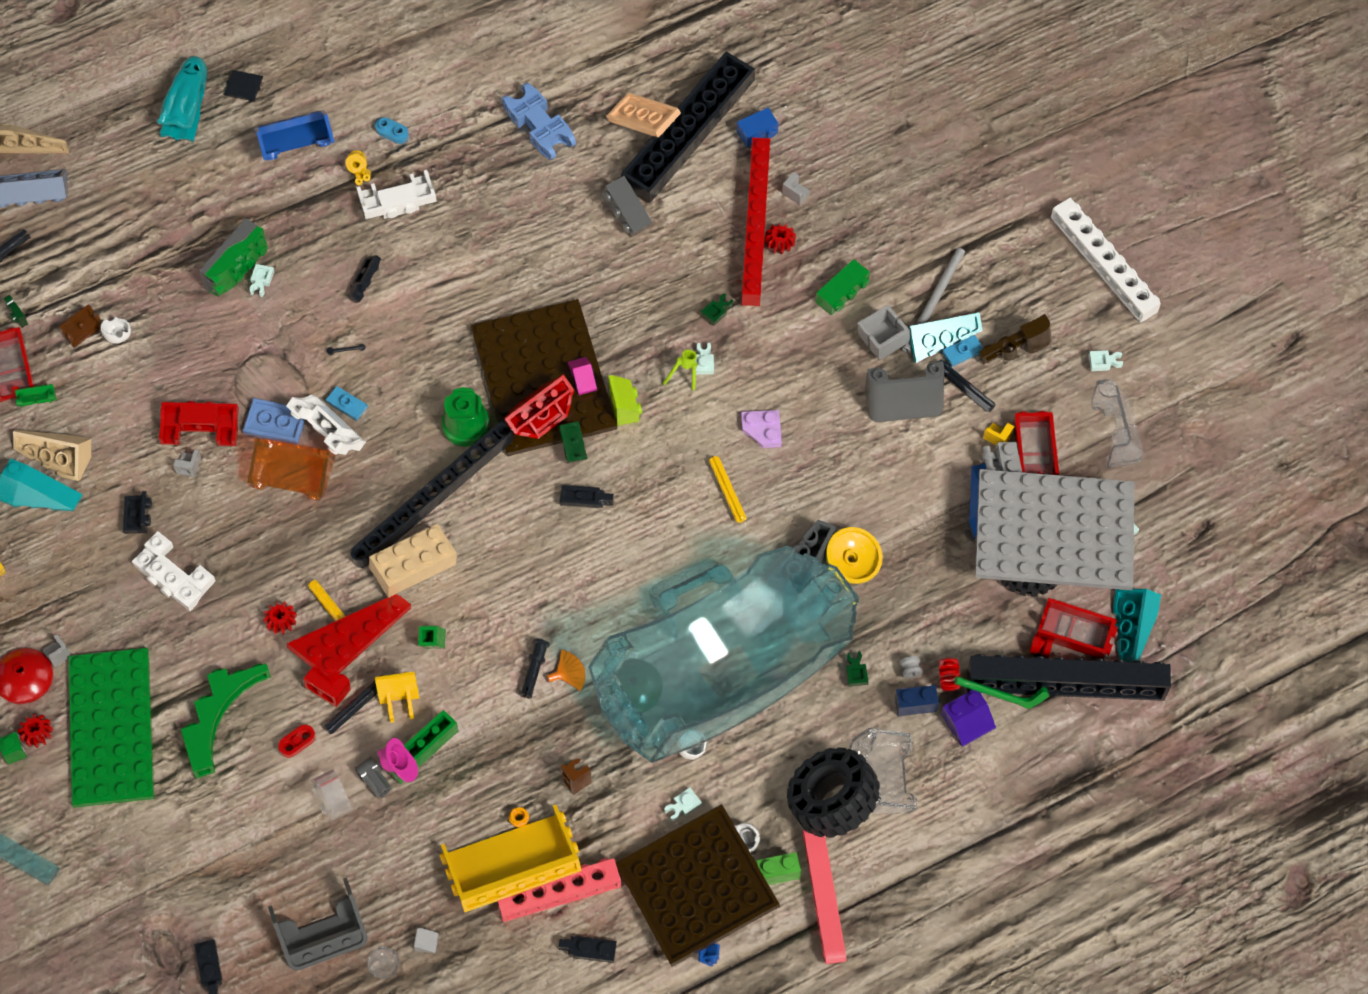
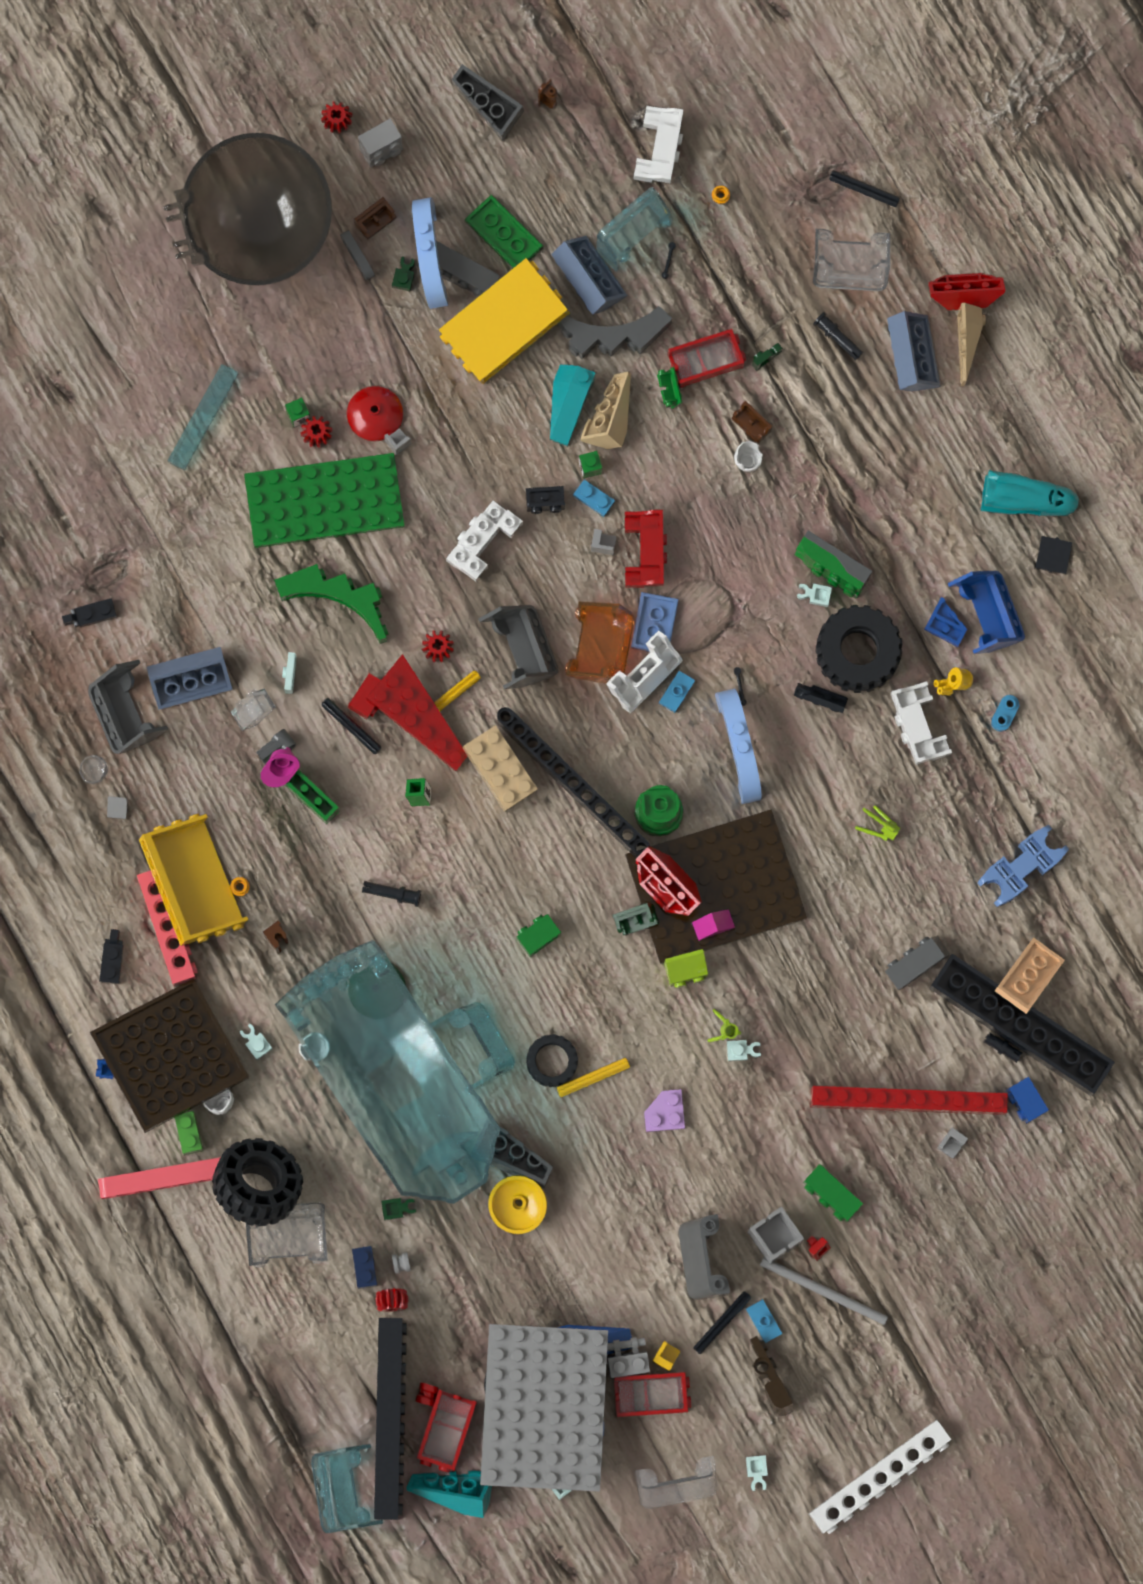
camera: 85 degrees right, 15 degrees up
(105, 470) = (590, 464): none -> green brick
(140, 471) = (594, 498): none -> dark azure plate
(287, 535) = (527, 643): none -> dark grey windscreen
(290, 863) = (189, 678): none -> sand blue slope
(294, 762) = (289, 673): none -> light aqua plate
(296, 741) = (313, 673): red plate -> none
(301, 173) = (945, 624): none -> blue wing
(314, 219) = (862, 621): none -> black tyre
(396, 688) = (362, 754): yellow plate -> none
(401, 337) = (747, 771): none -> light blue arch
(496, 227) = (889, 827): none -> lime plant
(569, 670) = (392, 928): orange hand -> none
(585, 497) = (578, 933): black hinge -> none
(585, 532) = (538, 934): none -> green brick
(707, 145) = (1002, 1047): none -> black pin
(707, 542) = (560, 1041): none -> black tyre
(716, 311) = (798, 1060): dark green plate -> none
(780, 238) = (896, 1128): red gear -> none
(893, 300) = (818, 1248): none -> red tile
(940, 334) = (778, 1292): wing -> none
(968, 717) = (348, 1320): dark purple slope -> none
(1027, 703) = (370, 1389): green piece -> none
(1141, 734) = (337, 1490): none -> clear light blue windscreen

